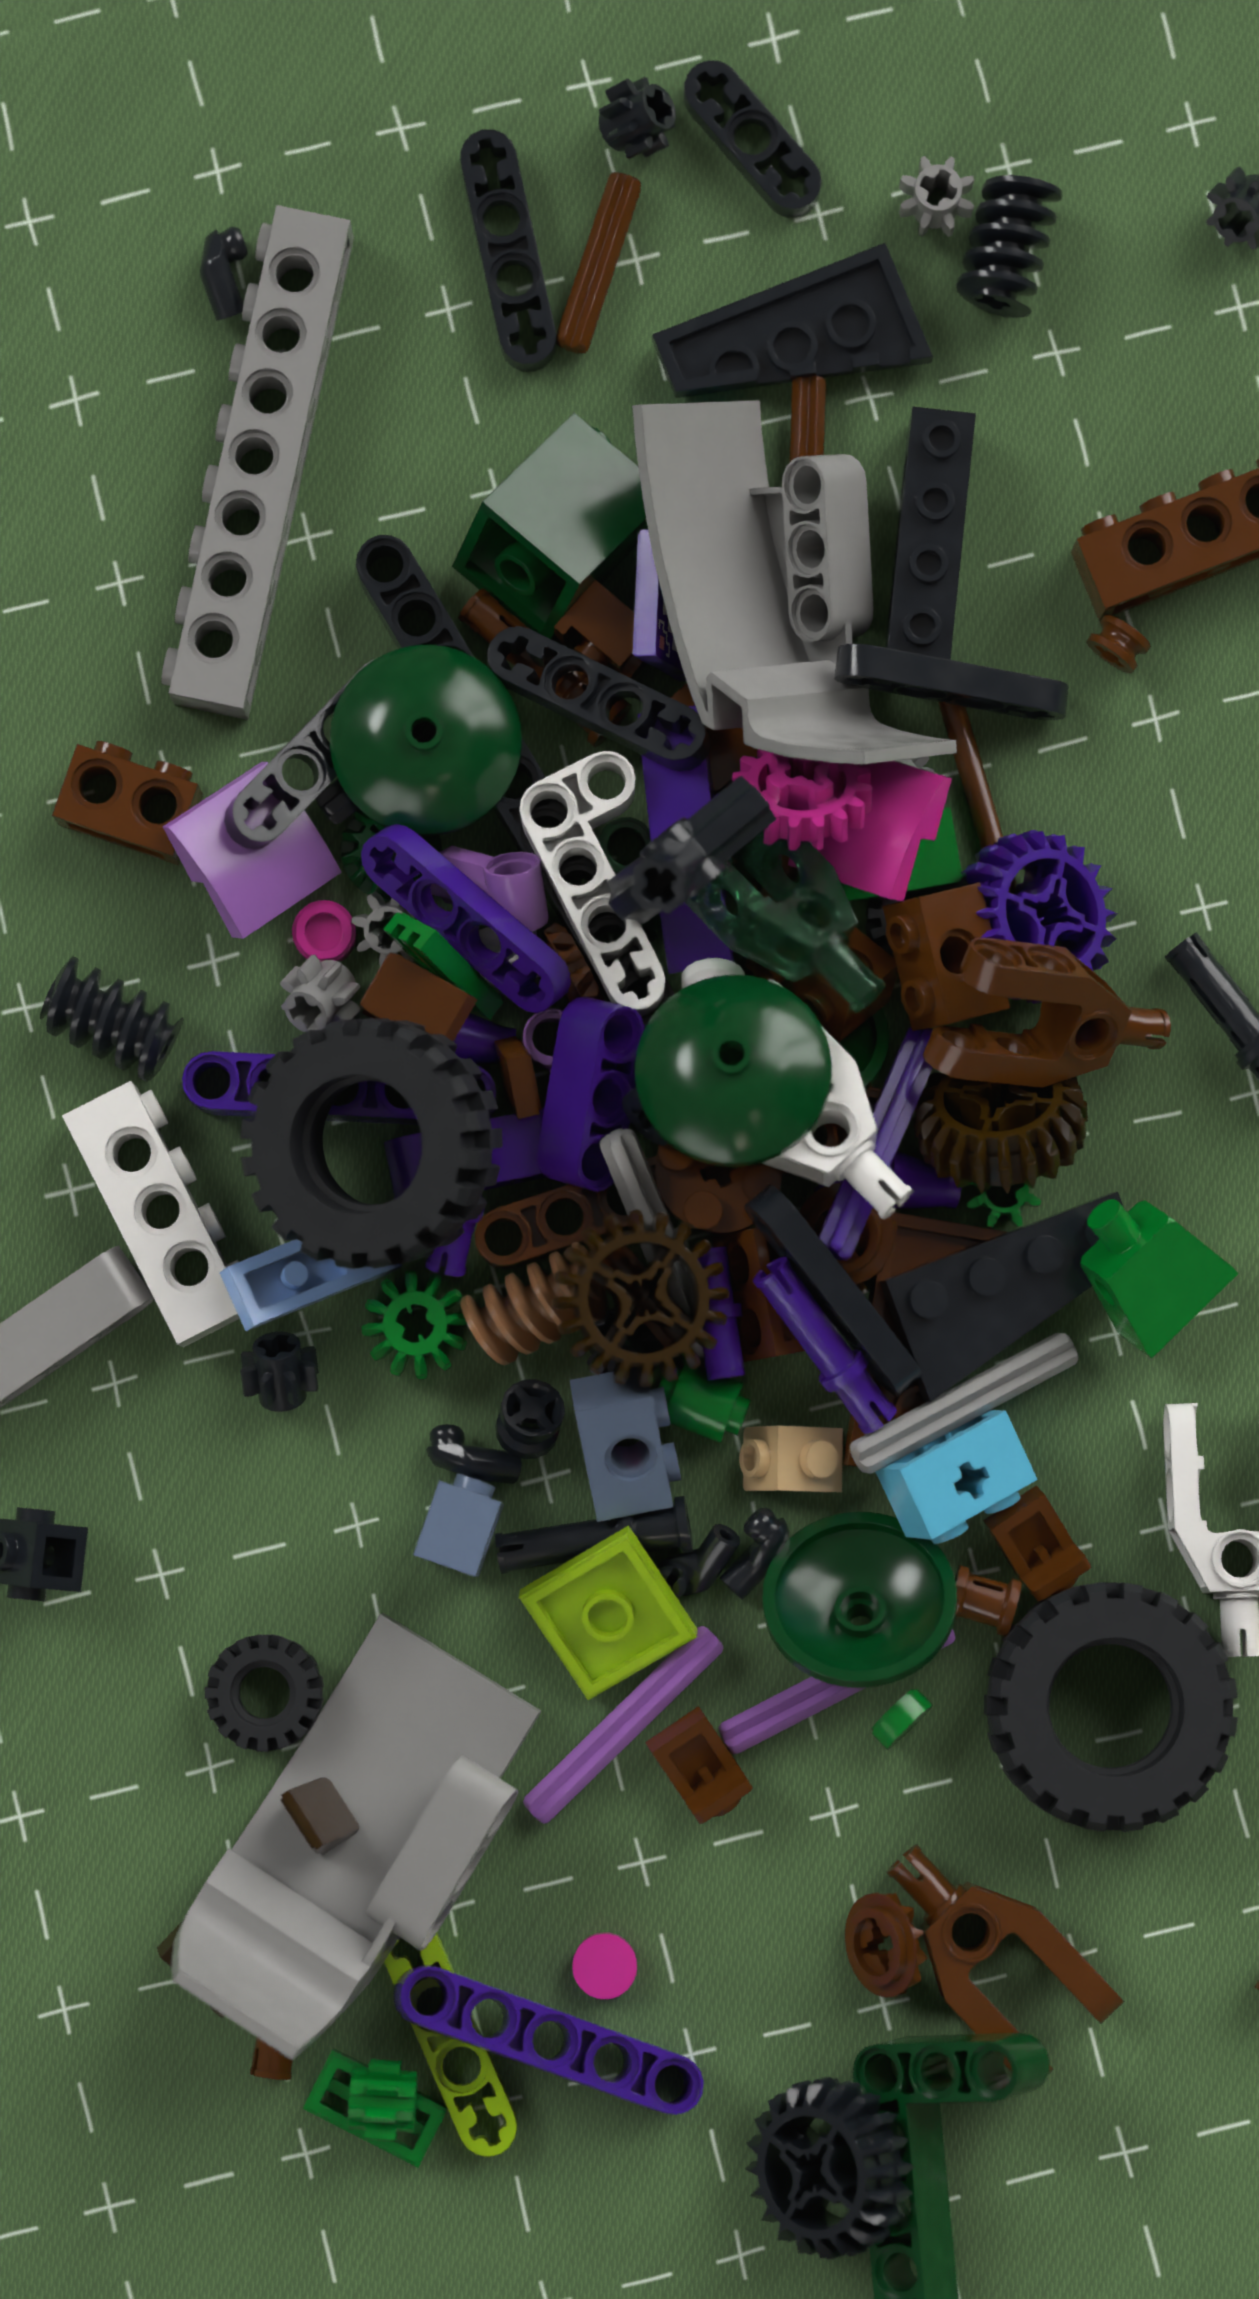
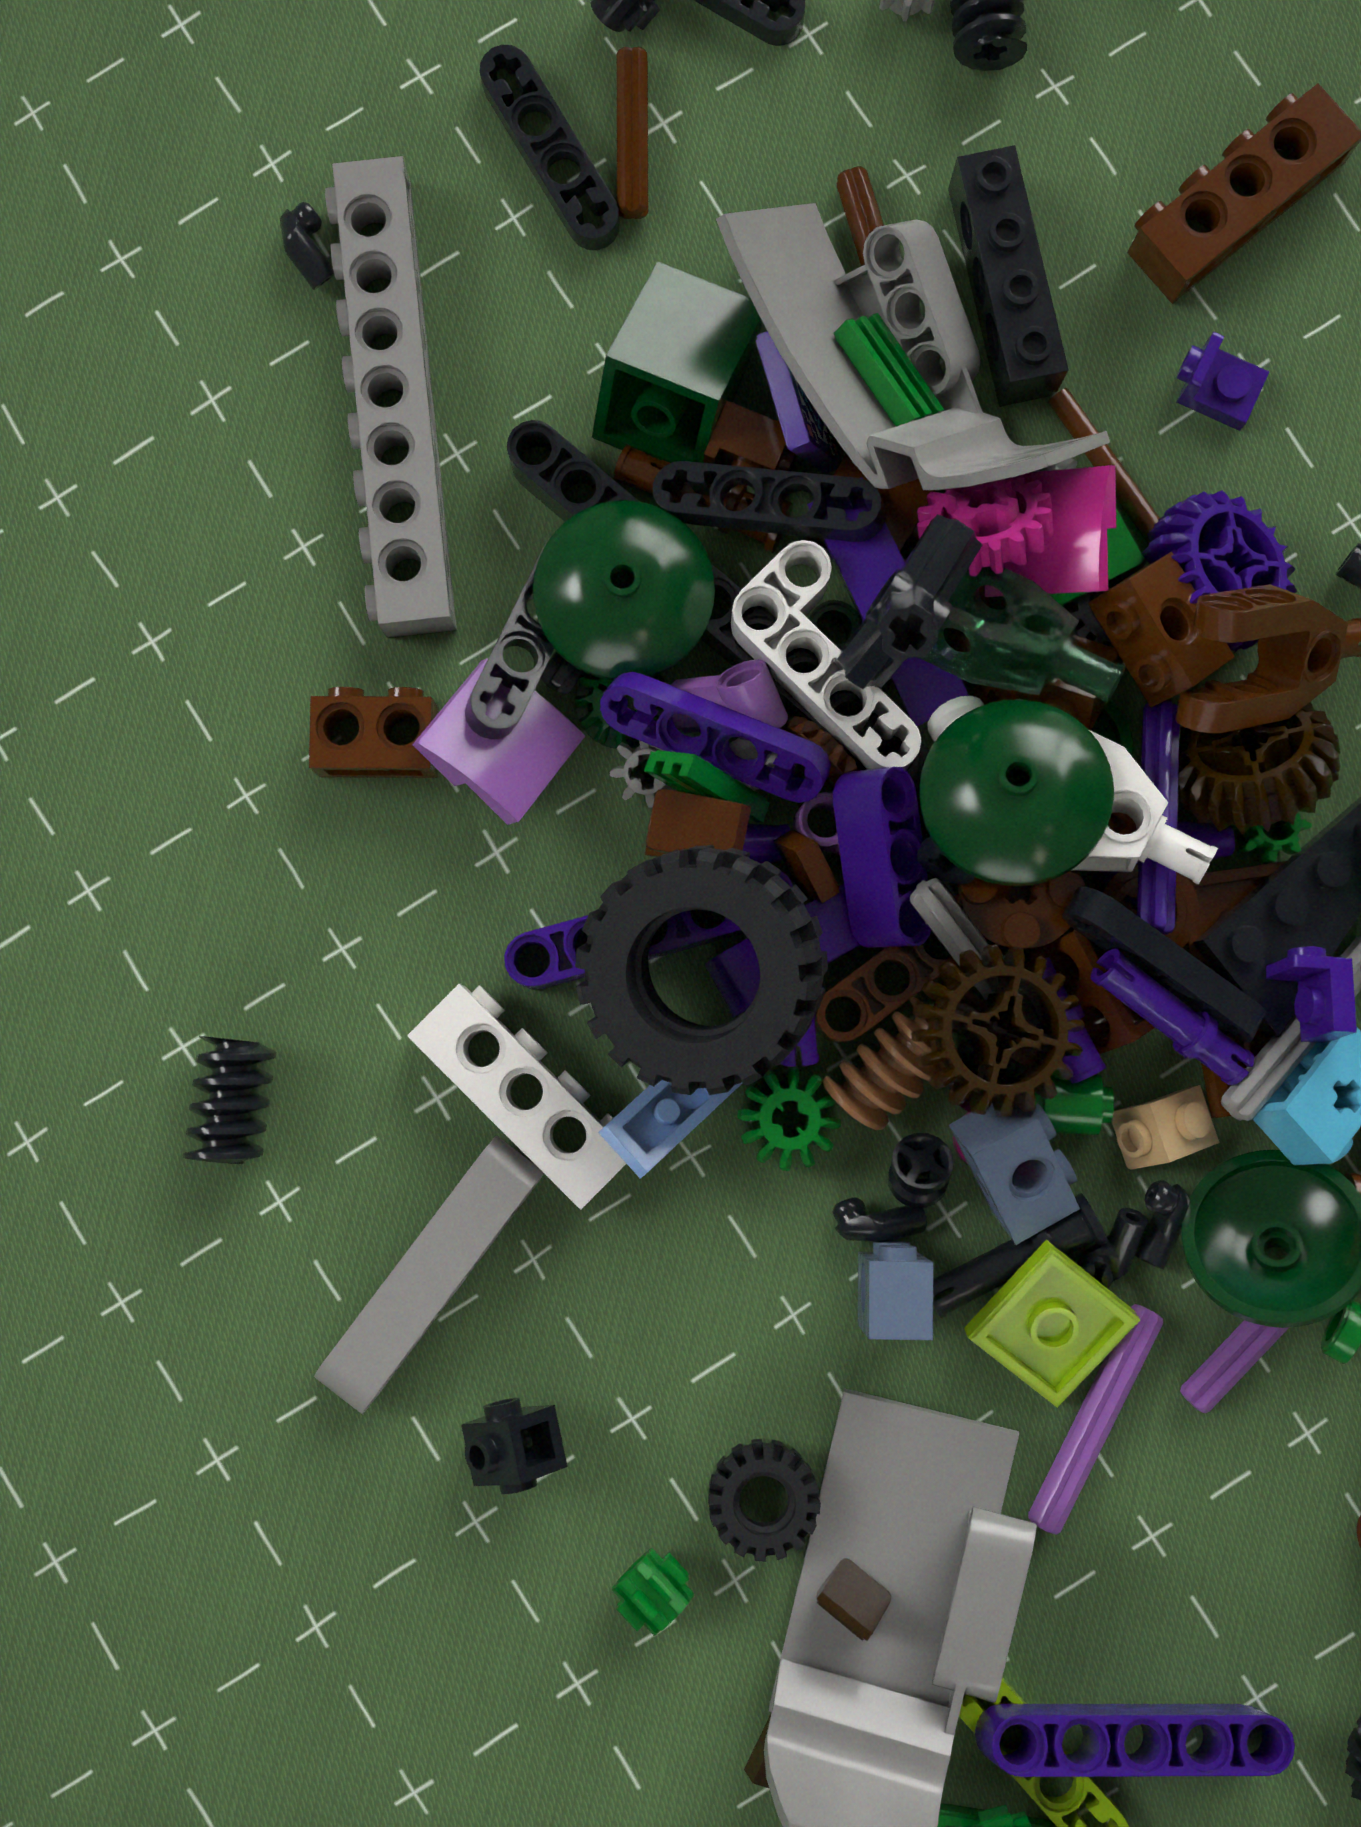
camera: 15 degrees left, 0 degrees up
(109, 1020) = (421, 934): black piece -> none
(124, 1744) = (653, 1591): none -> green gear
(279, 1371) = (680, 1202): black gear -> none
(319, 994) = (603, 850): light grey gear -> none
(324, 931) = (587, 794): dark pink tile -> none
(604, 1965) = (1154, 1645): dark pink tile -> none
(700, 1766) = (1182, 1437): reddish brown bracket -> none
(767, 603) = (887, 369): none -> green tile
(818, 324) = (843, 121): black wing -> none
(951, 682) = (1072, 389): black beam -> none
(982, 1375) = (1324, 992): none -> dark purple bracket
(1114, 721) = (1220, 383): none -> dark purple bracket
(1118, 643) = (1201, 312): reddish brown bush -> none

